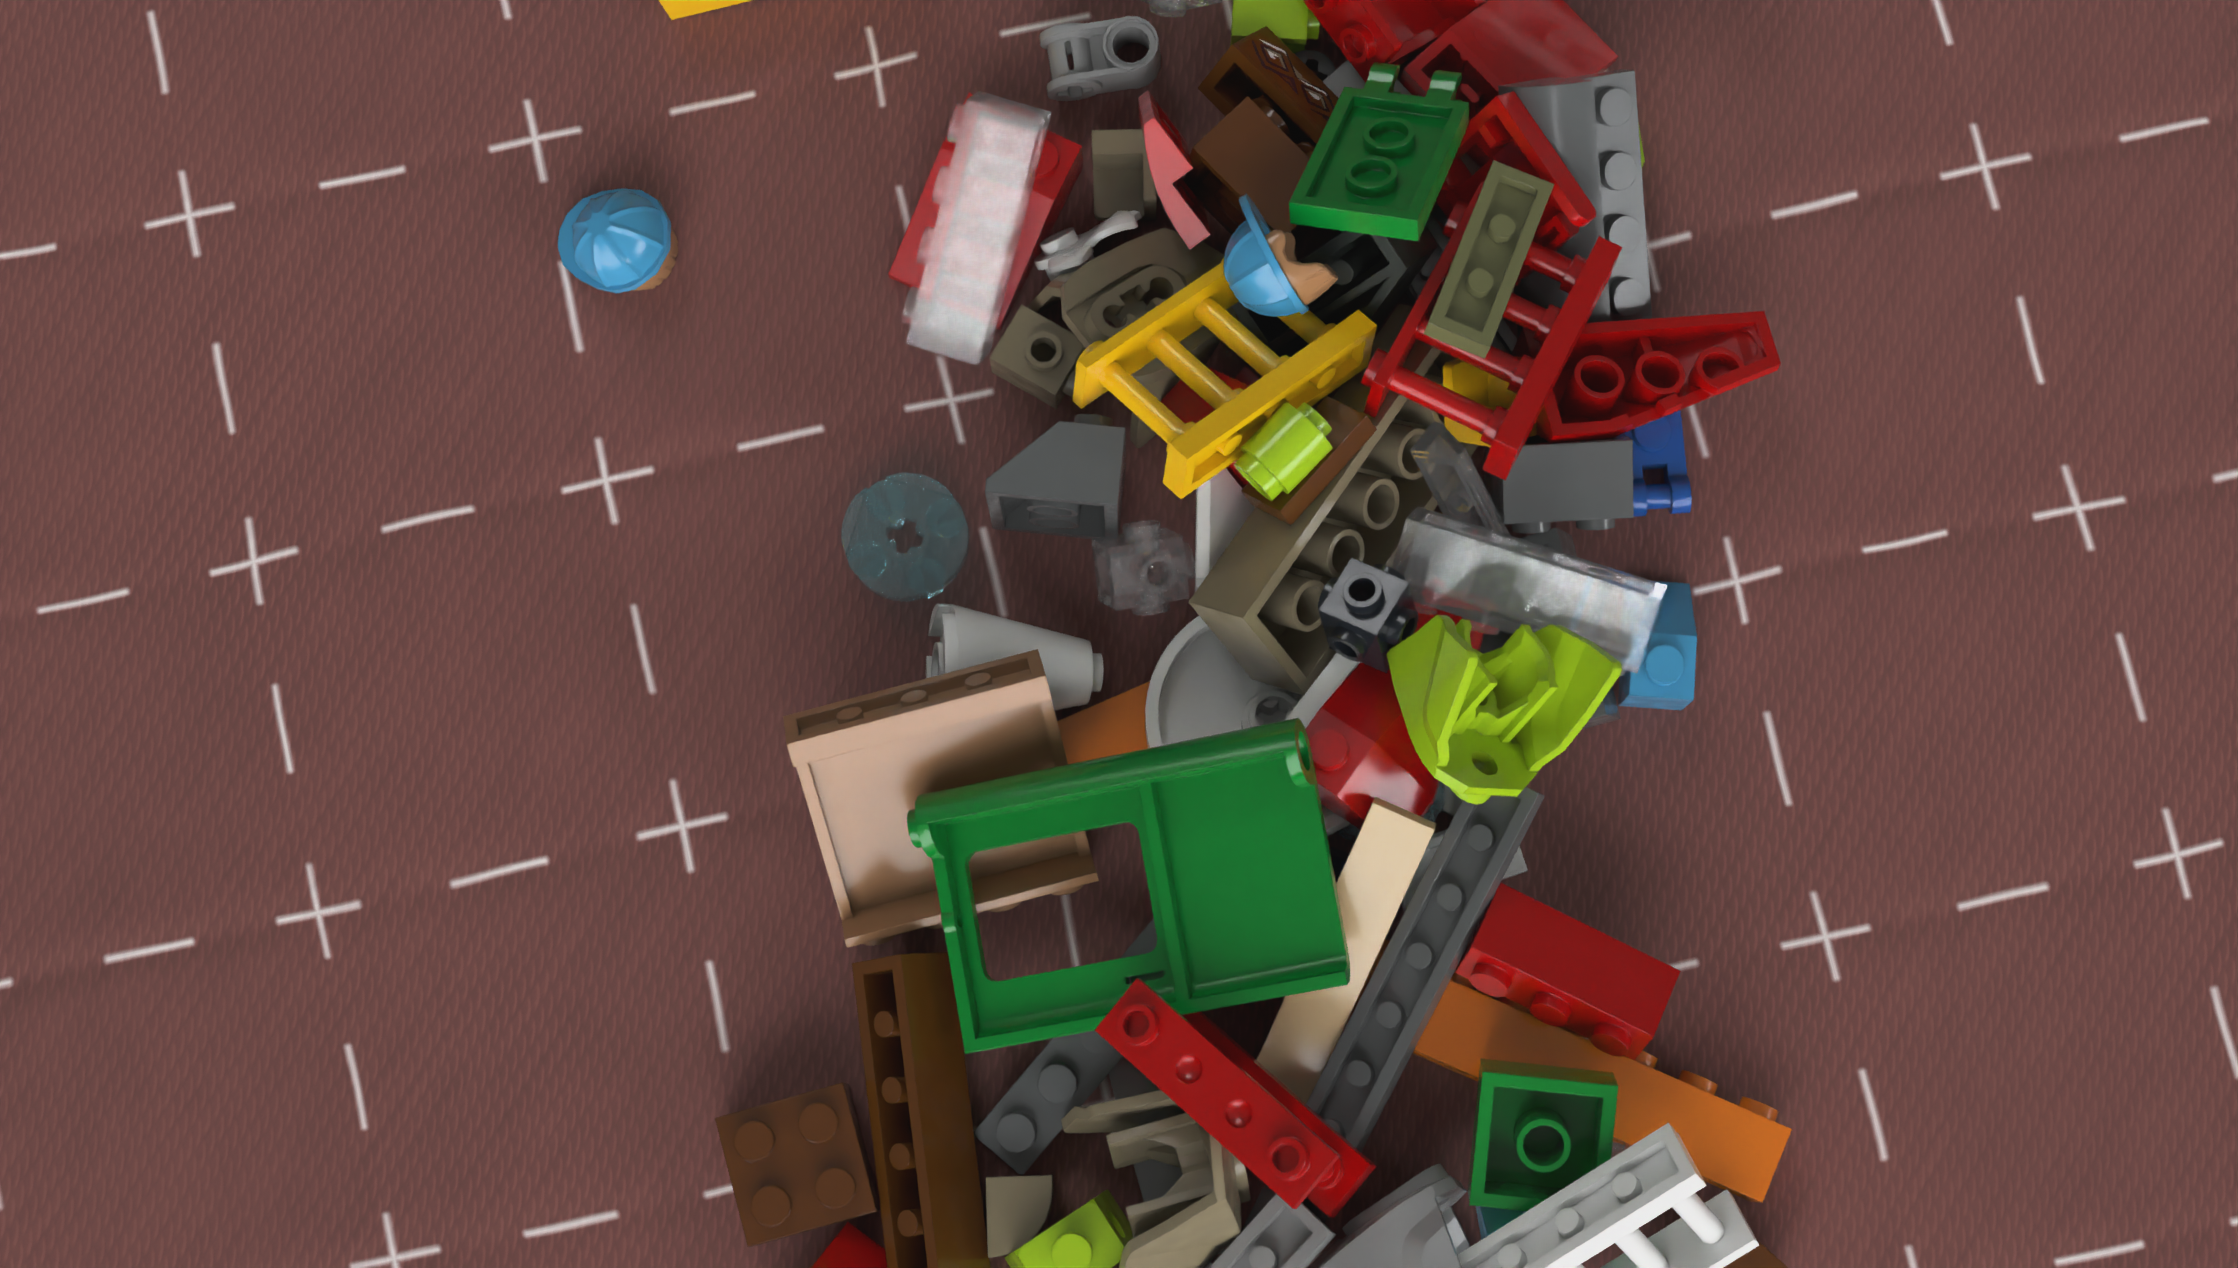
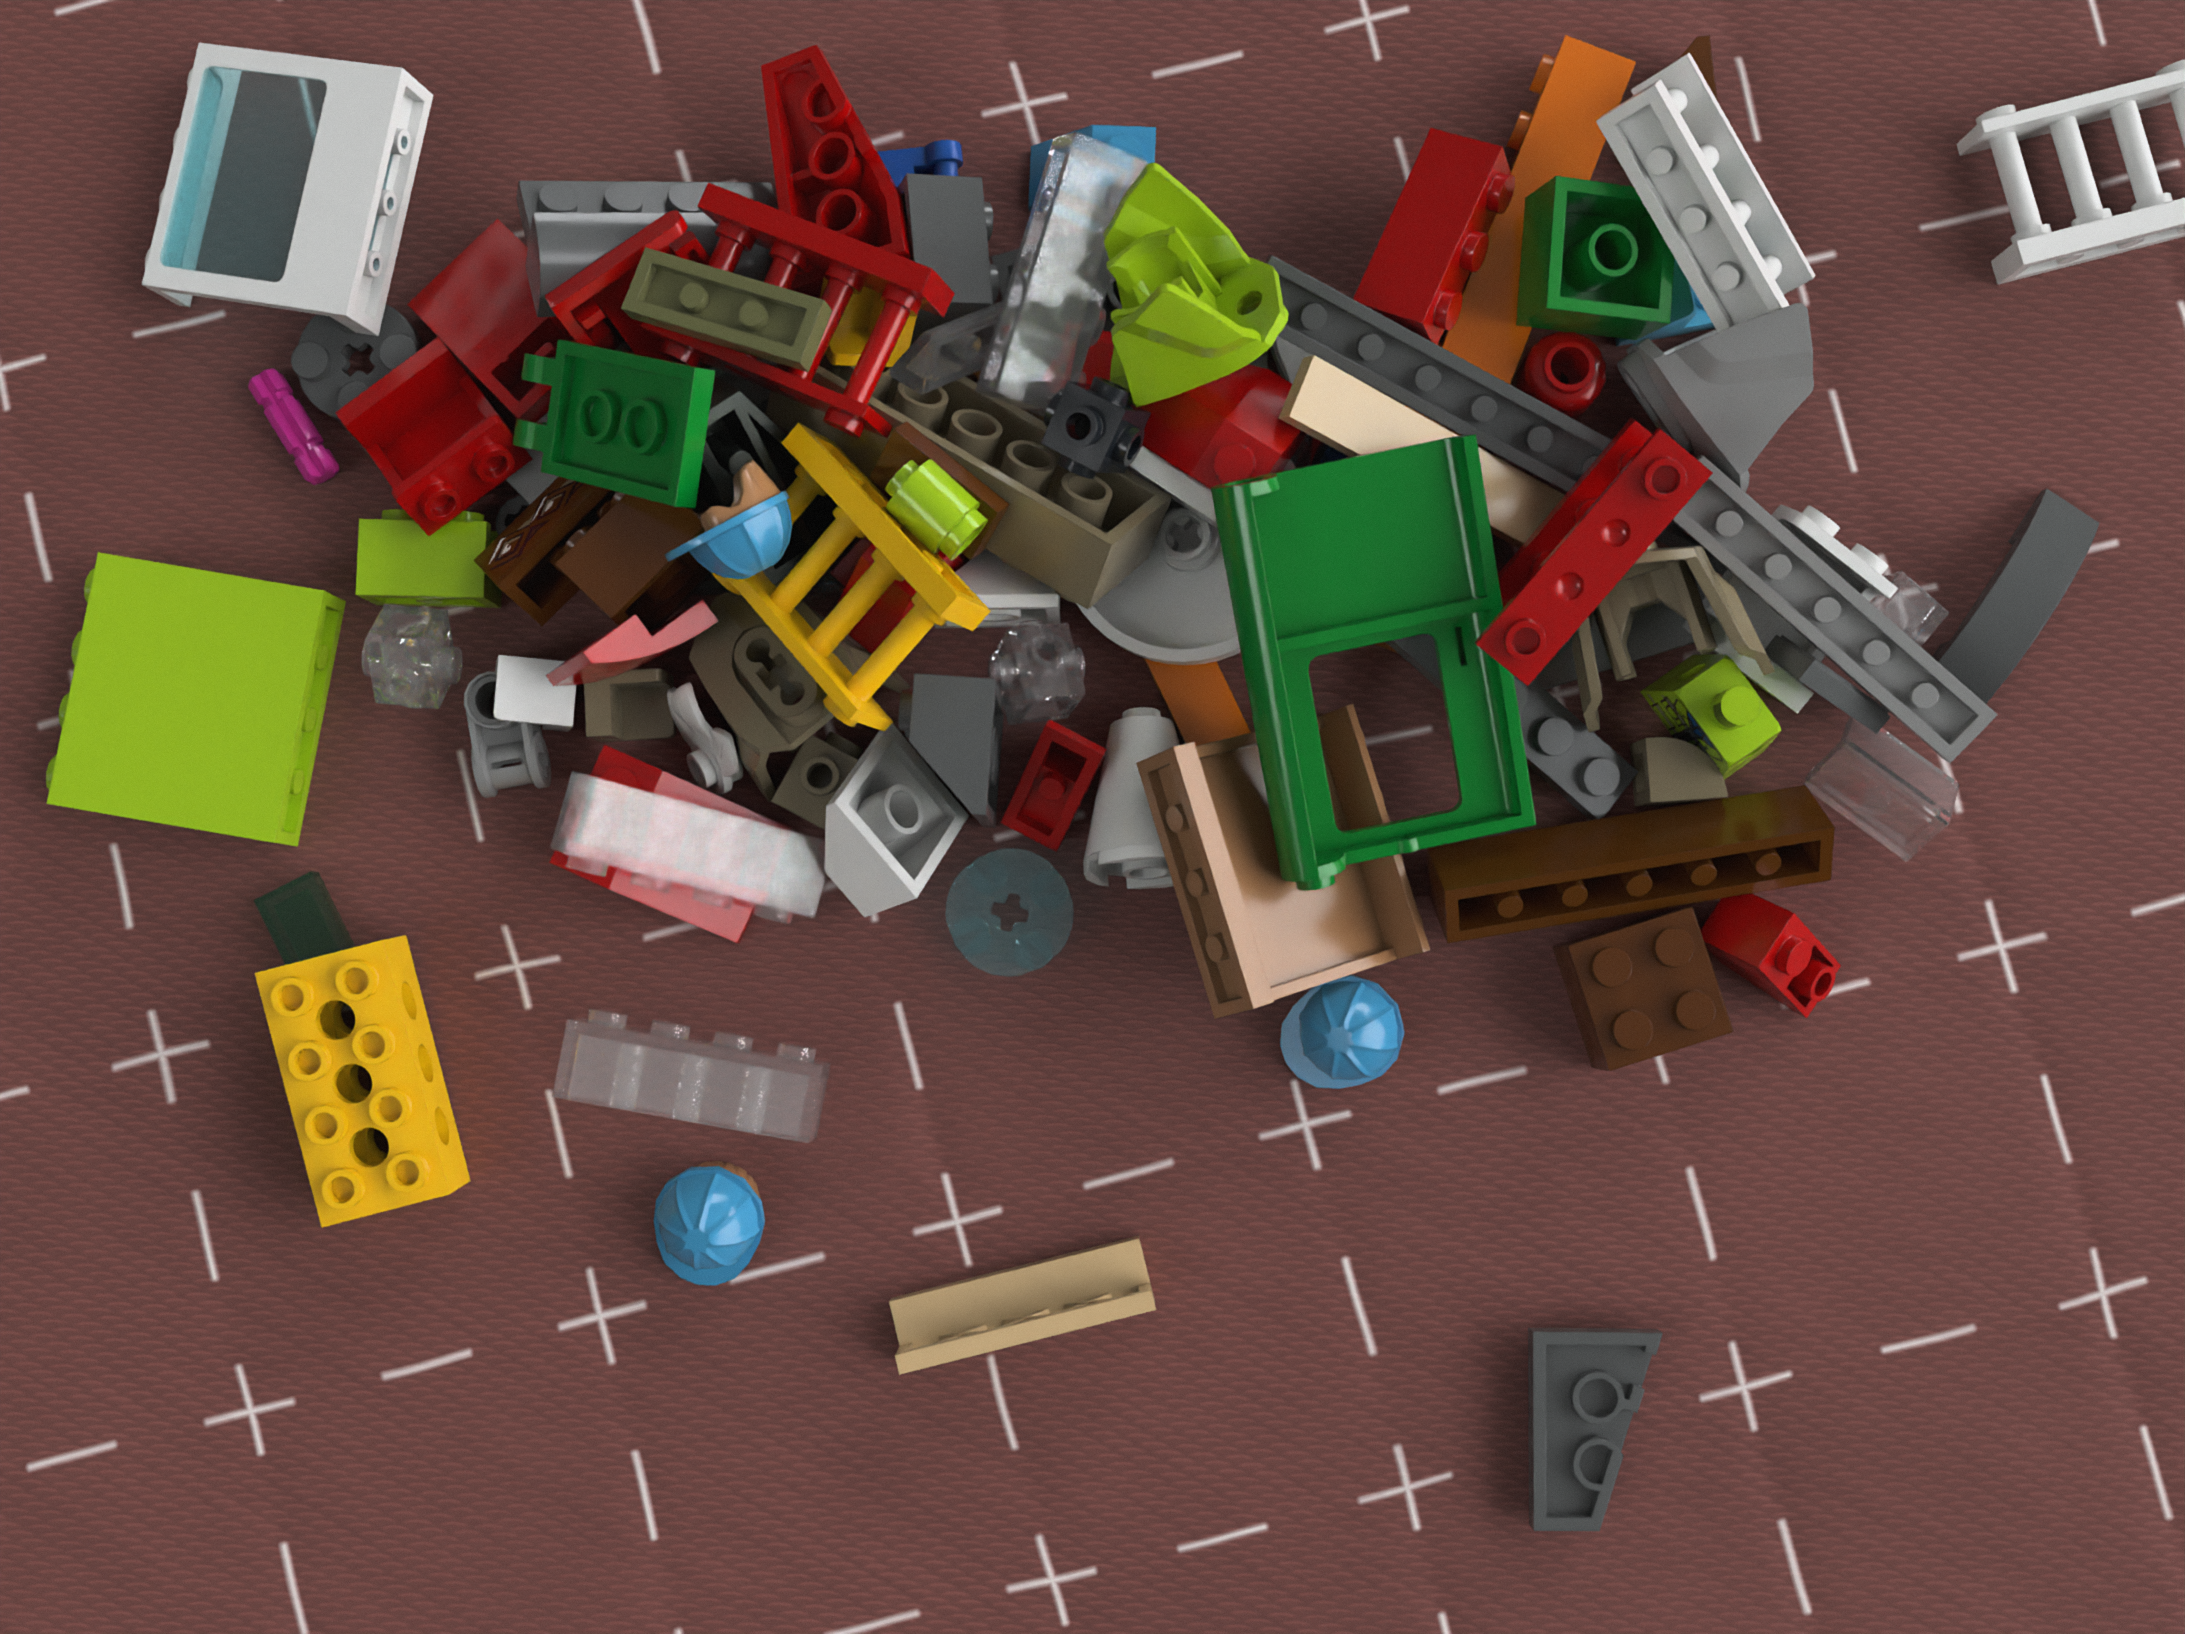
camera: 90 degrees left, 5 degrees up
(376, 1083) = (1578, 1417): none -> dark grey wing
(521, 538) = (1021, 1304): none -> tan fence
(757, 228) = (692, 1078): none -> clear brick
(770, 863) = (1342, 1033): none -> dark azure piece
(985, 409) = (888, 826): none -> white slope
(1026, 580) = (1053, 785): none -> red slope
(1132, 72) = (528, 696): none -> white panel
(1455, 1111) = (1567, 359): none -> red head

